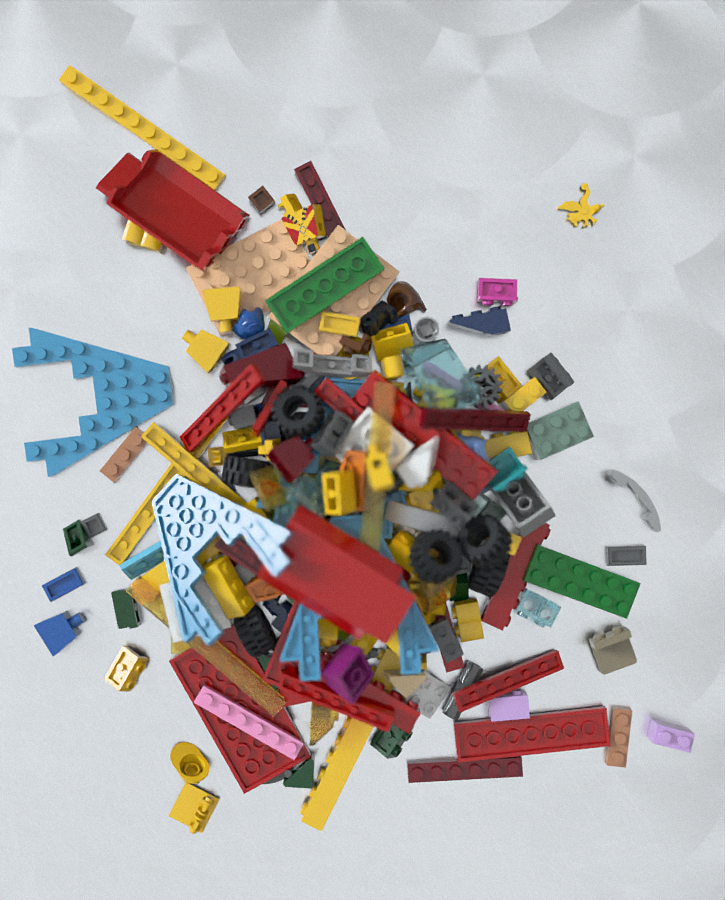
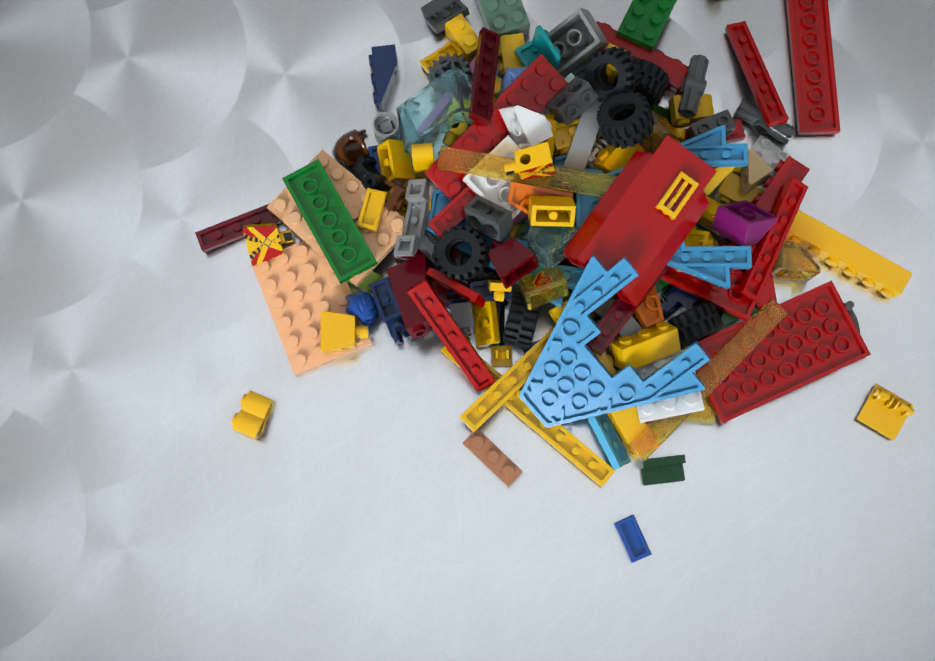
camera: 85 degrees left, 10 degrees down
(59, 630) = (684, 544): blue torso -> none
(76, 538) = (581, 517): dark green slope -> none
(94, 525) = (568, 498): dark grey tile -> none
(125, 394) = (418, 452): dark azure wing -> none
(126, 669) = (730, 474): yellow bracket -> none
(141, 127) = (135, 412): yellow plate -> none
(173, 206) = (225, 380): red panel -> none
(189, 763) = (836, 409): yellow piece -> none
(205, 348) = (384, 358): yellow torso -> none
(249, 722) = (792, 341): bright pink plate -> none
(261, 199) = (229, 288): reddish brown plate -> none
(290, 203) = (239, 256): yellow tile -> none
(302, 775) = (851, 290): dark green slope -> none
(376, 610) = (666, 209): none -> yellow tile
(390, 742) = (816, 199): dark green bracket -> none
(452, 770) = (848, 138): dark red plate -> none
(486, 620) = (693, 86): none -> dark grey piece
(497, 291) = (352, 57): dark pink bracket -> none
(509, 706) = (784, 75): lavender brick -> none
(539, 604) = (679, 41): clear light blue brick -> none

